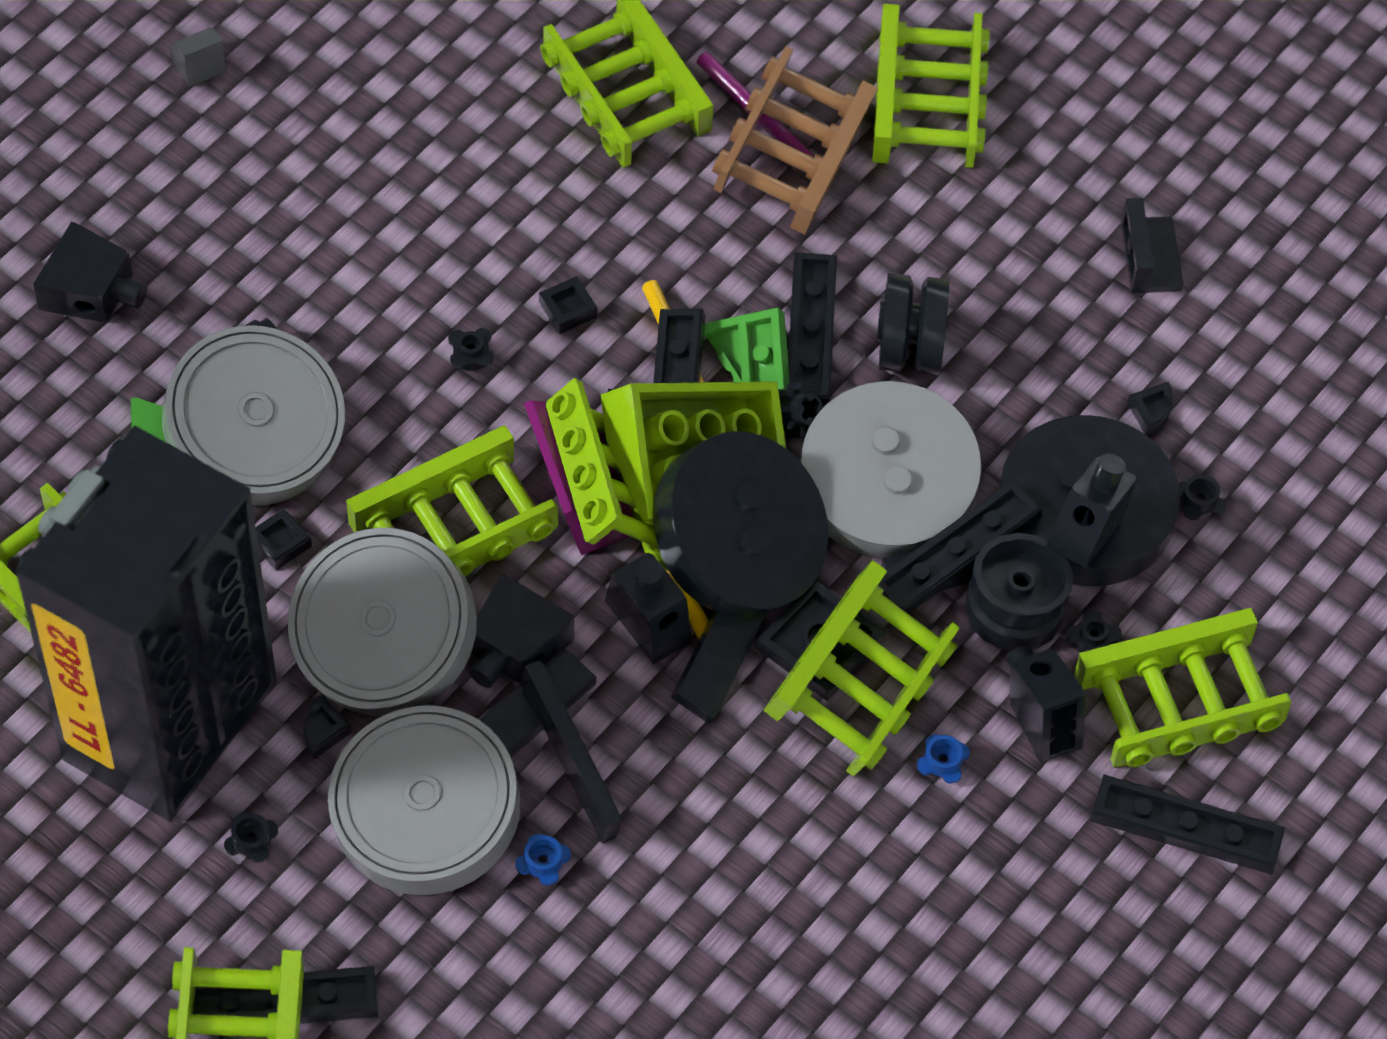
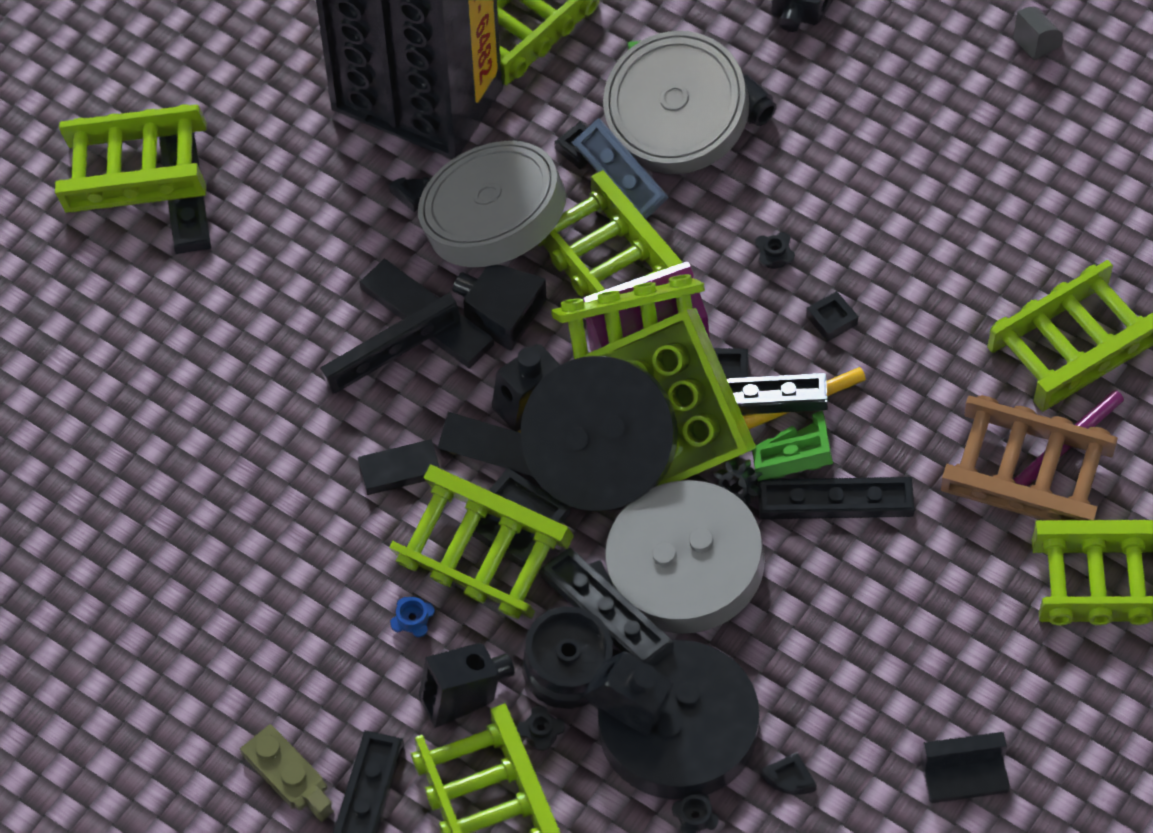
camera: 90 degrees right, 0 degrees up
(247, 824) = (315, 147): black plate -> none
(326, 493) = (607, 153): none -> sand blue tile
(424, 800) = (345, 254): light grey brick -> none
(536, 847) = (305, 332): blue plate -> none
(735, 763) = (397, 466): none -> black tile
(915, 324) = (830, 559): black wheel -> none
(1141, 899) = (287, 772): none -> olive hinge

